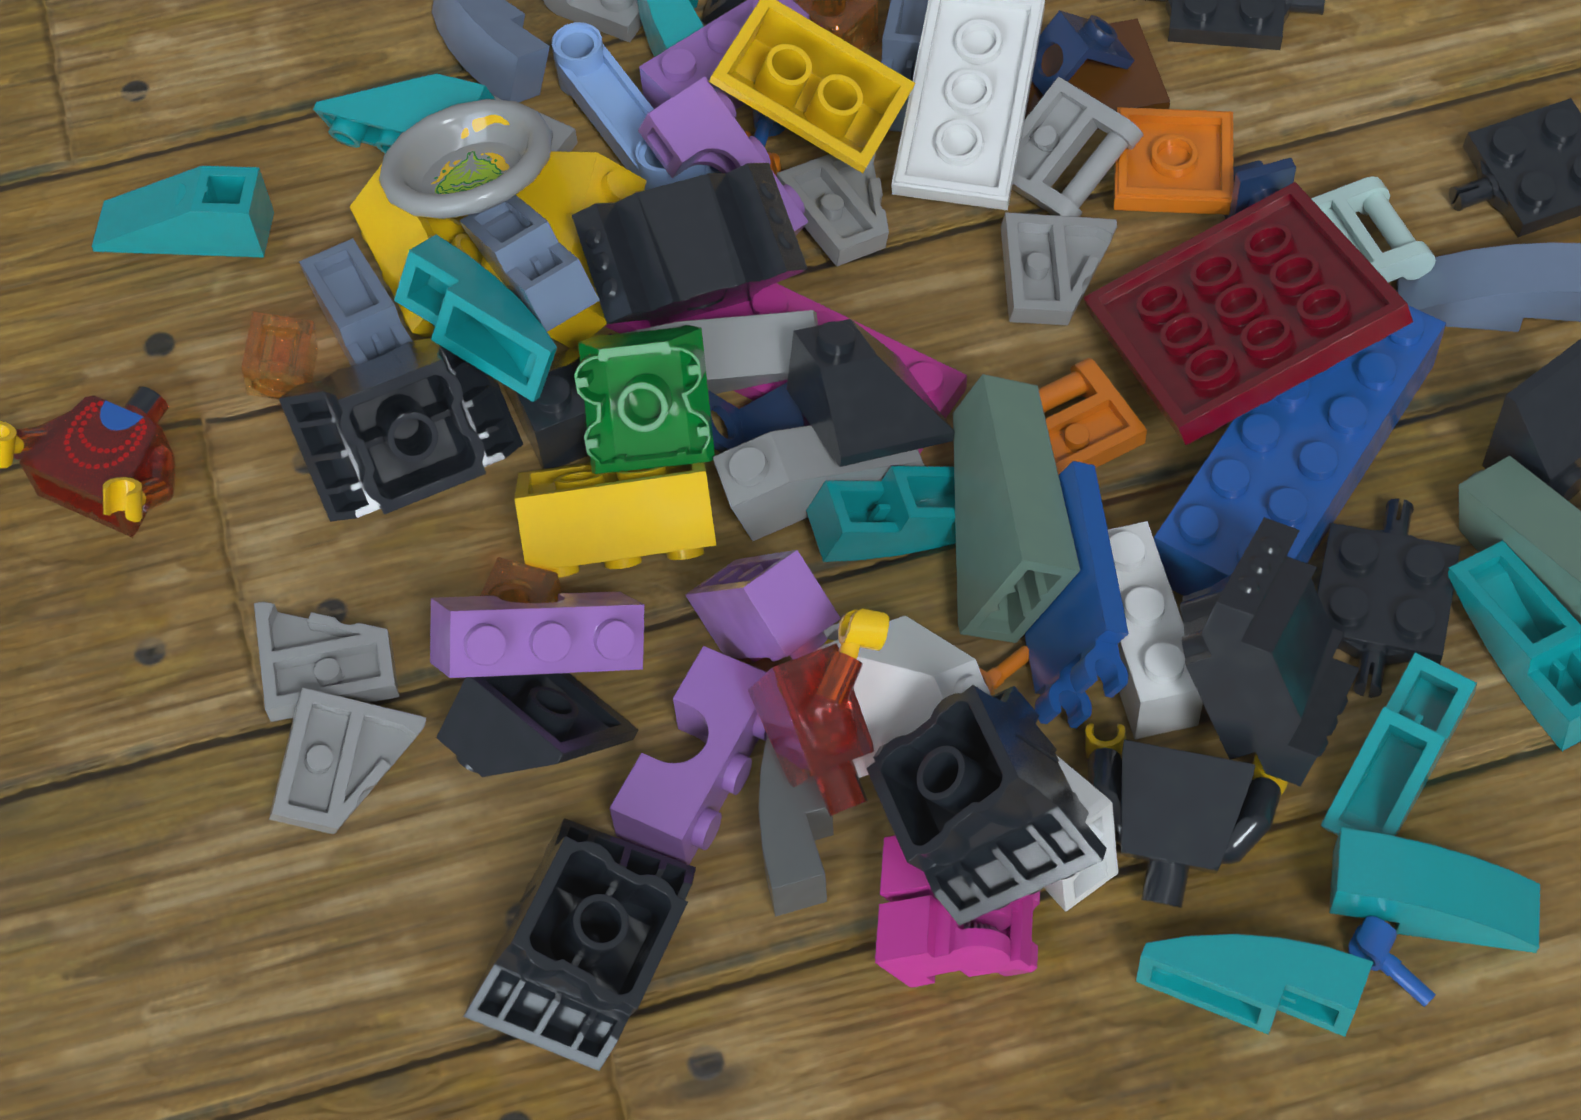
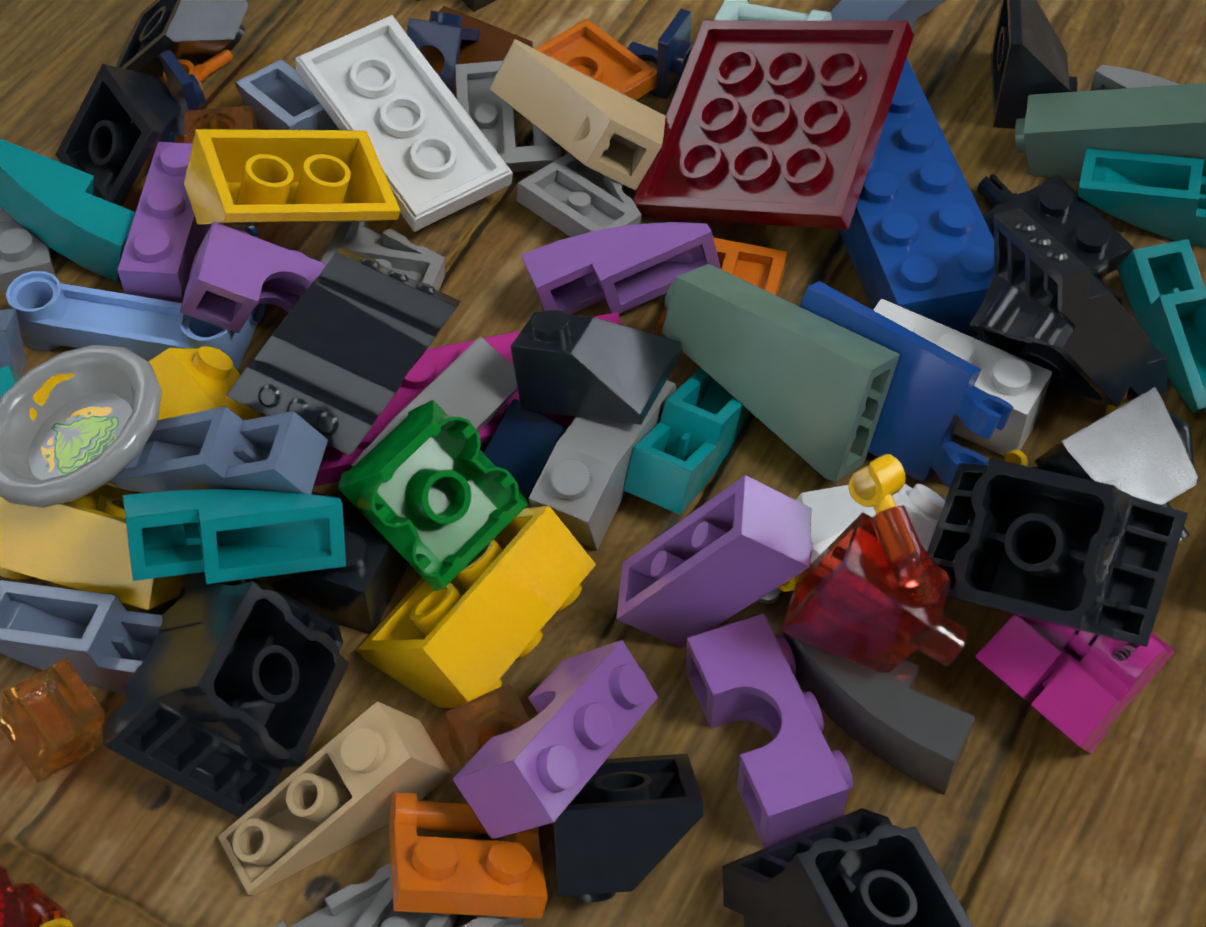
camera: 50 degrees left, 5 degrees down
(394, 556) = (334, 797): none -> tan slope
(394, 666) = (461, 873): none -> orange plate
(992, 336) = (617, 265): none -> medium lavender slope
(1107, 197) = (581, 114): none -> tan slope

